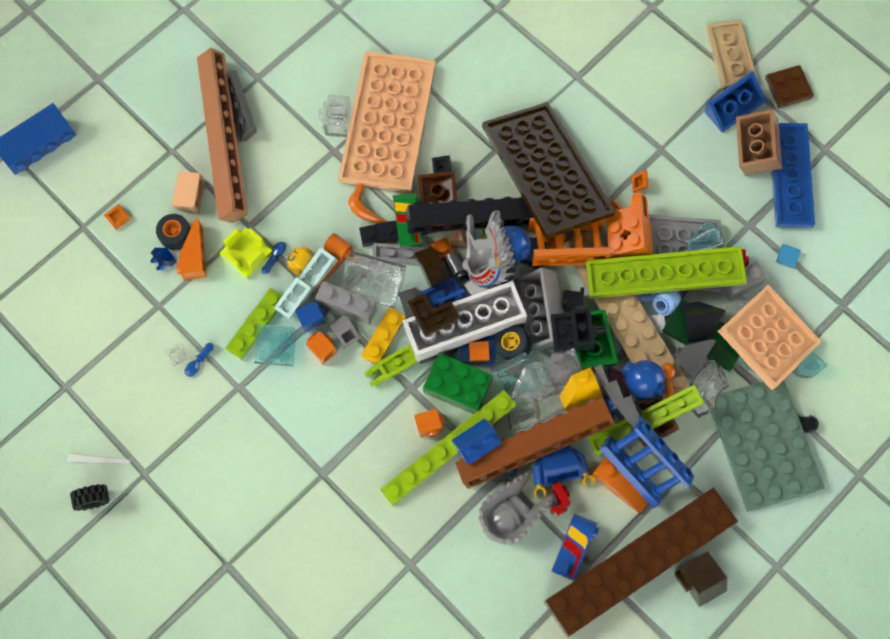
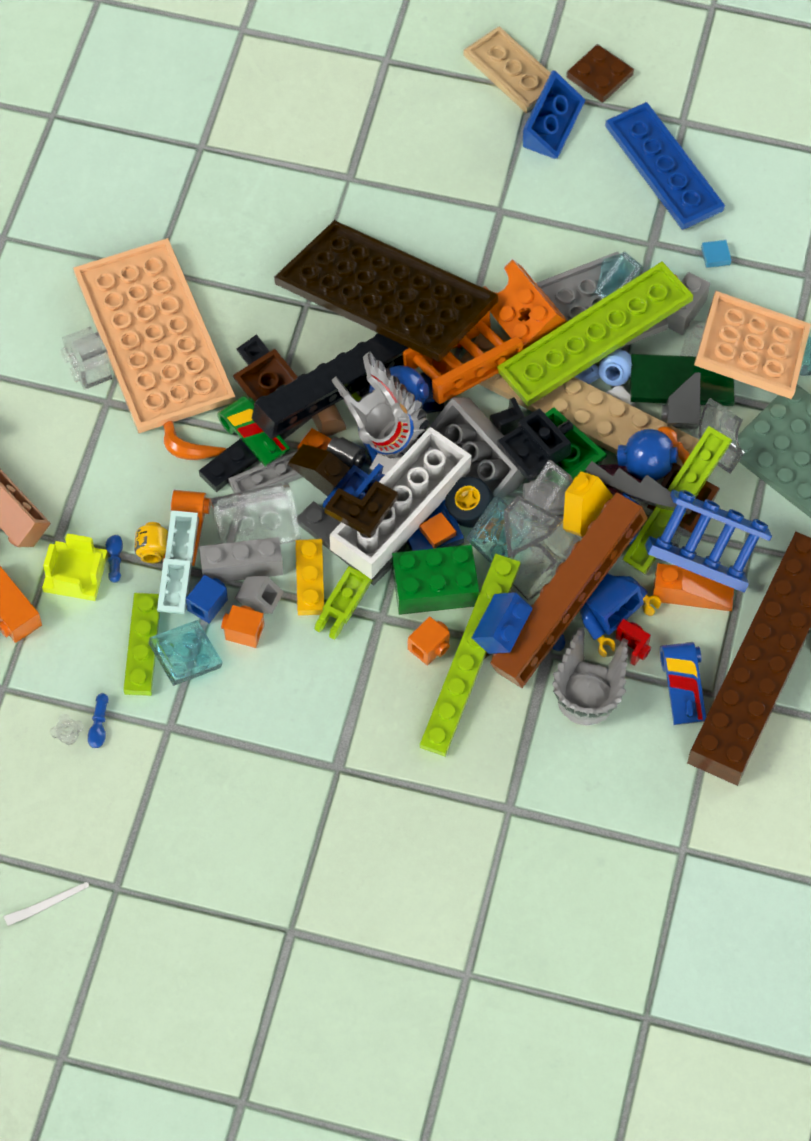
camera: 35 degrees left, 10 degrees down
(89, 497) = (70, 943): black tyre -> none
(640, 181) = (499, 255): orange slope -> none
(699, 319) = (666, 364): black slope -> none
(758, 142) = (607, 146): medium nougat brick -> none

